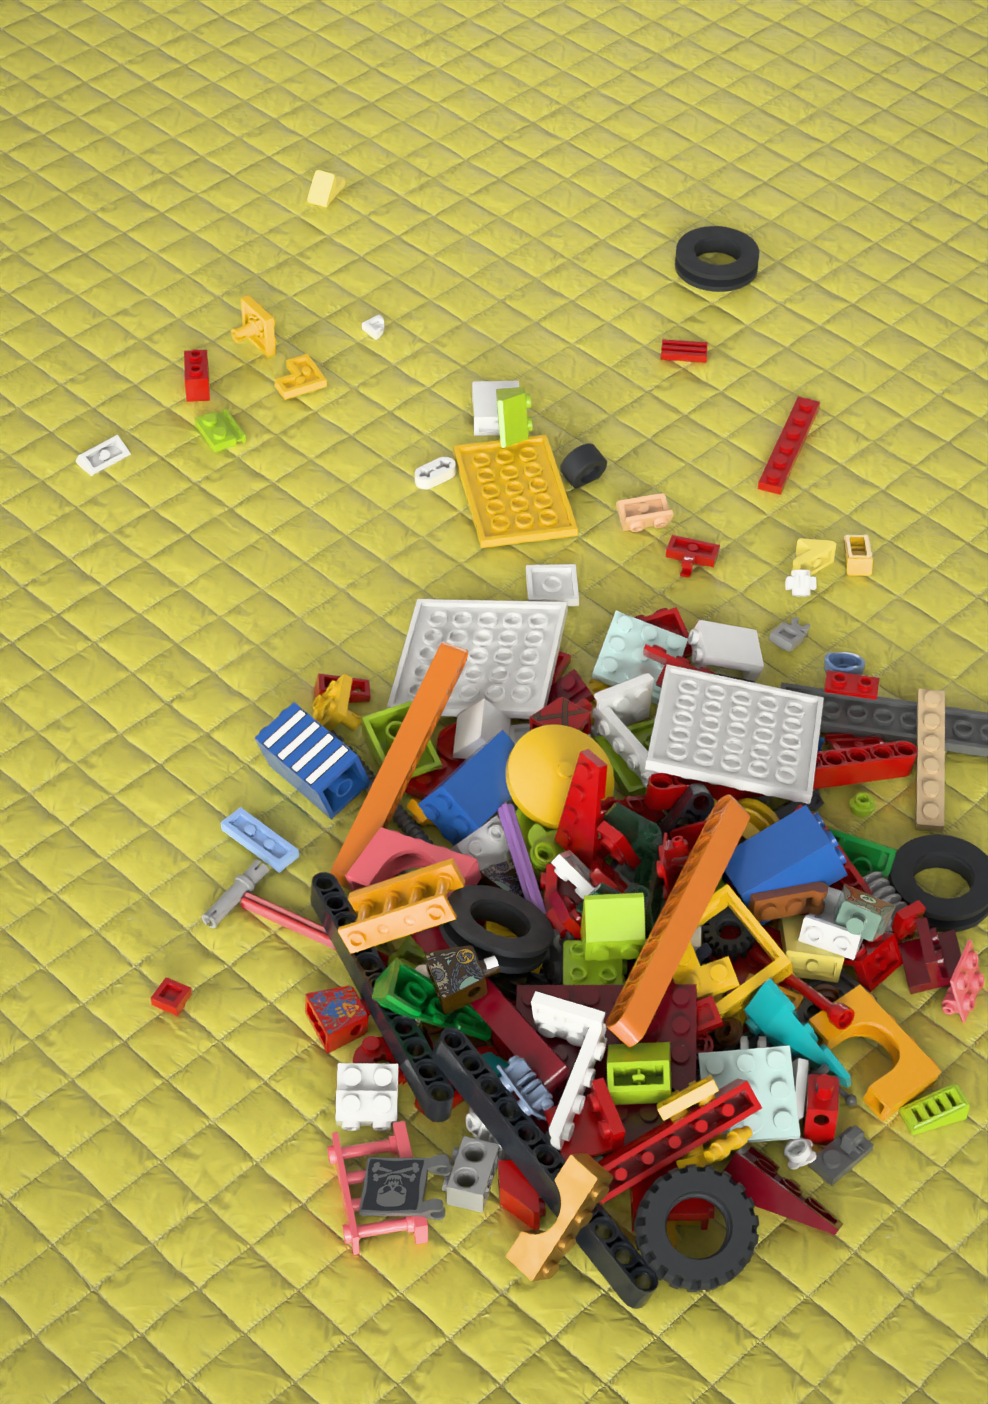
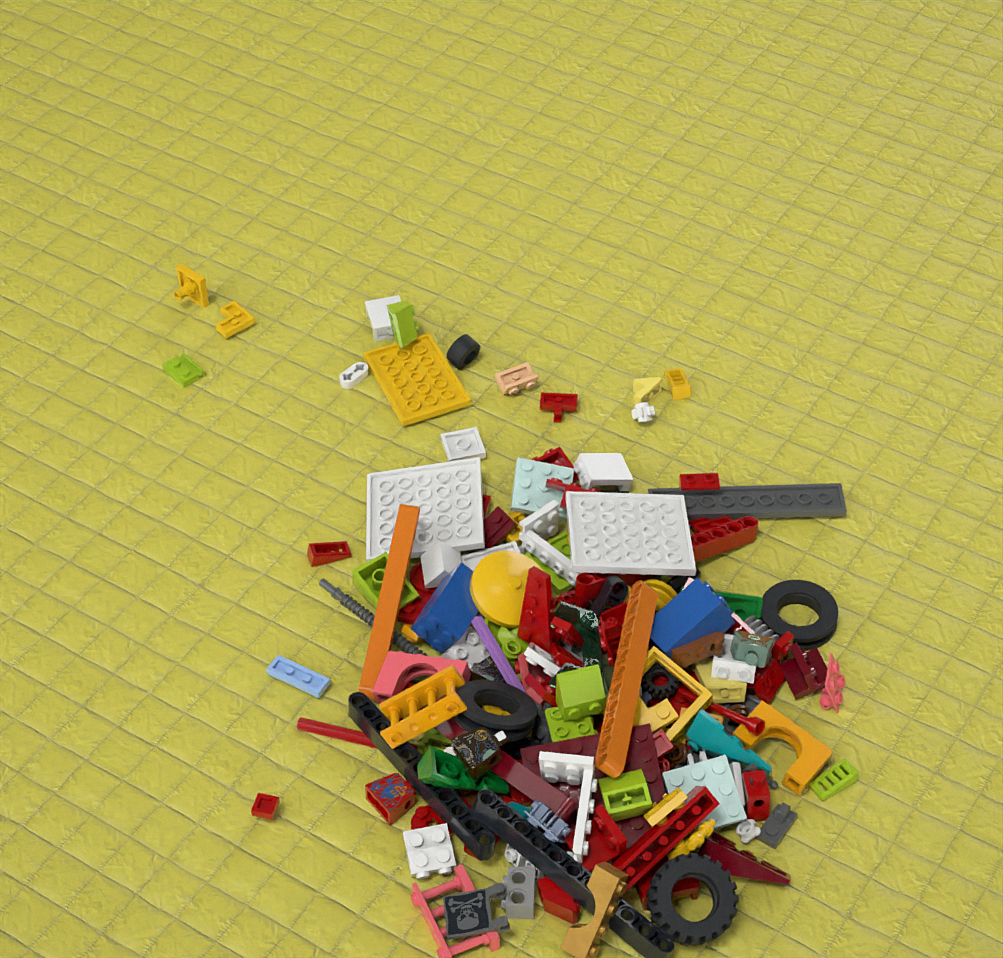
camera: 10 degrees left, 0 degrees up
(103, 455) = (100, 405): white slope -> none
(196, 375) = (155, 331): red brick -> none
(242, 884) = (294, 713): light grey pin -> none
(312, 760) = (323, 609): blue brick -> none
(325, 188) = (212, 169): light yellow slope -> none
(332, 706) = (327, 569): yellow plate -> none
(374, 327) = (278, 271): white tile -> none
(564, 713) = (499, 541): red torso -> none
(684, 351) = (513, 251): red tile -> none
(711, 276) = (519, 191): black tyre -> none
(789, 445) = (607, 310): red plate -> none
(789, 636) = (644, 453): light grey plate -> none
(844, 662) = (689, 466): medium blue helmet -> none
(862, 804) = (727, 568): lime plate -> none
(930, 760) = (768, 527): tan plate -> none

